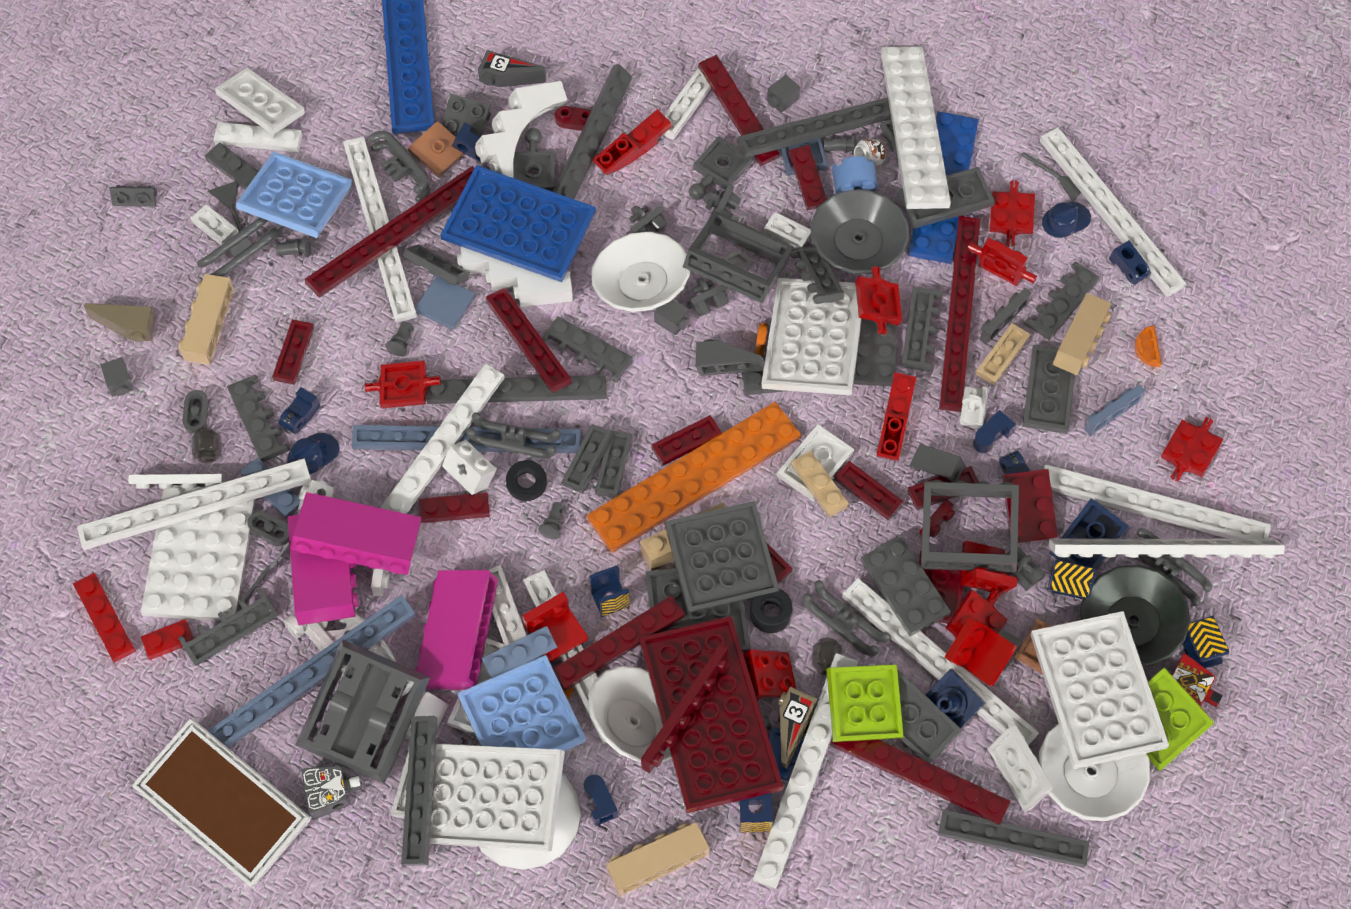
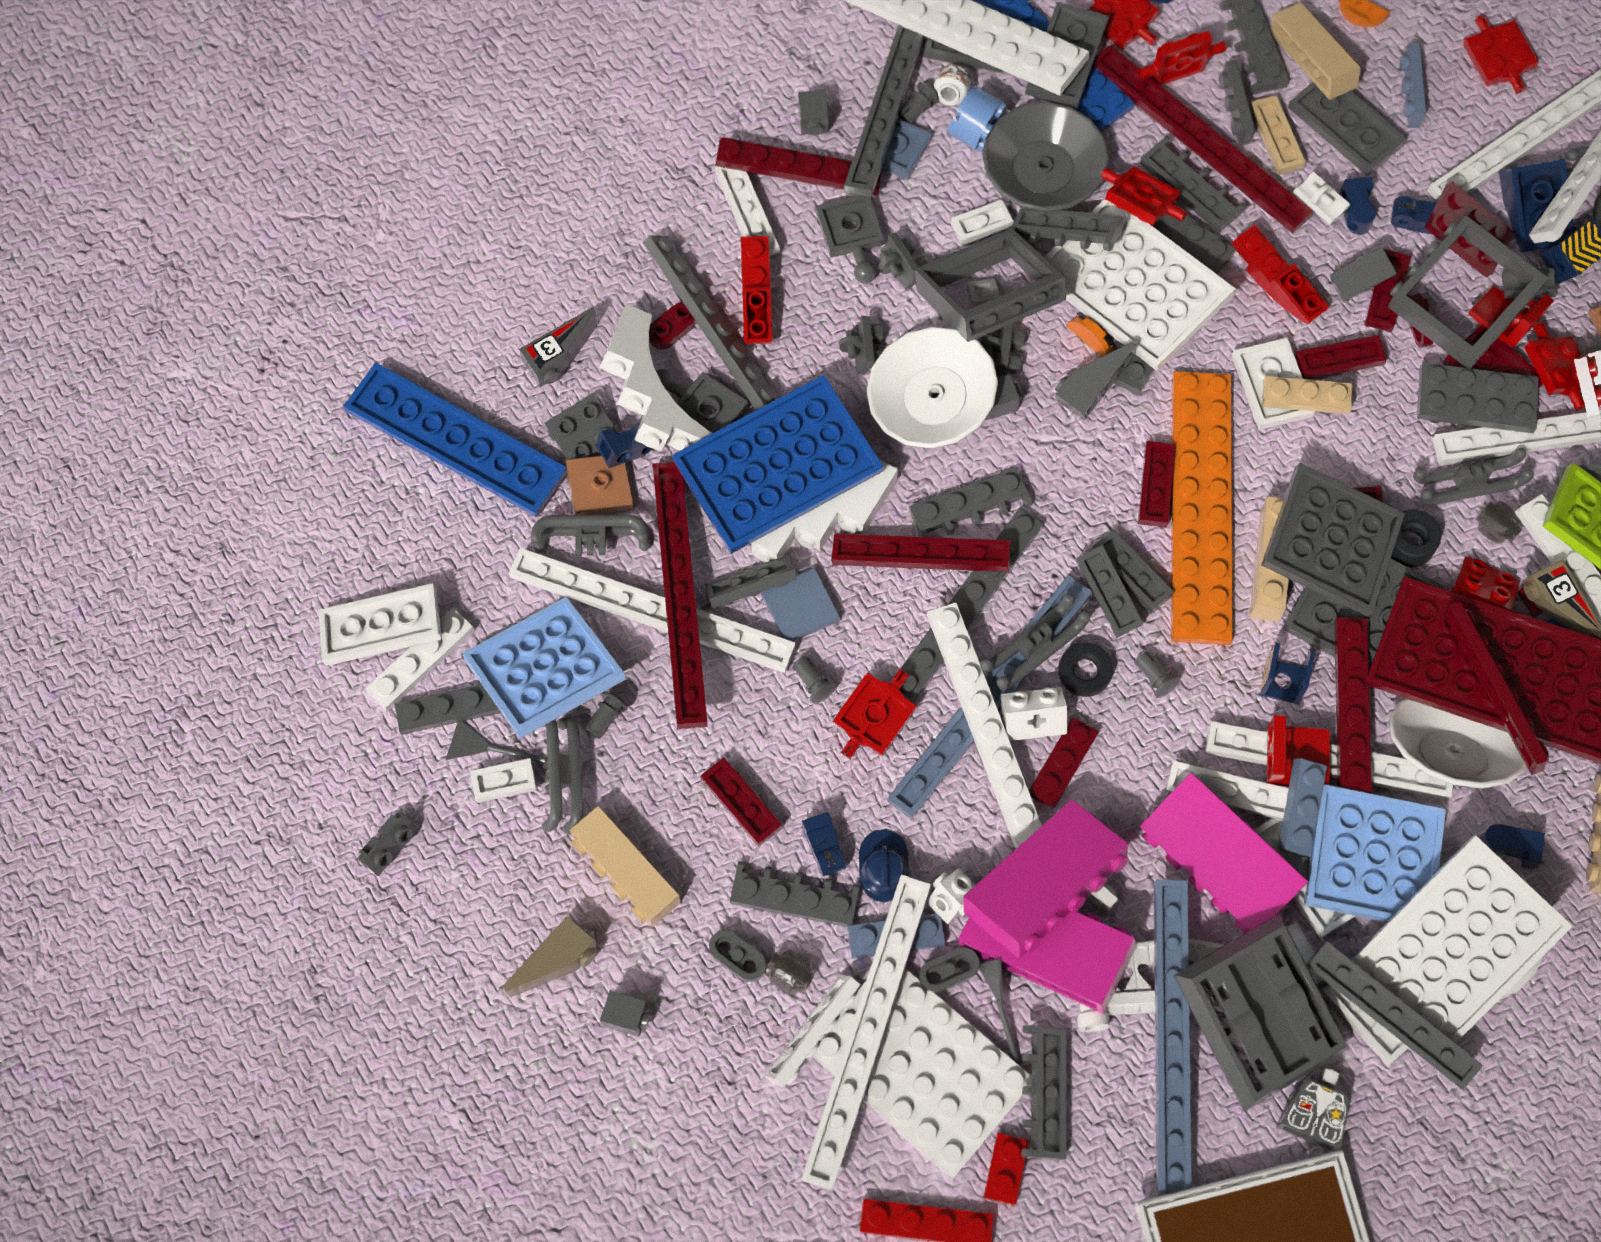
camera: 50 degrees left, 5 degrees up
(807, 177) = (933, 160): dark red plate -> none

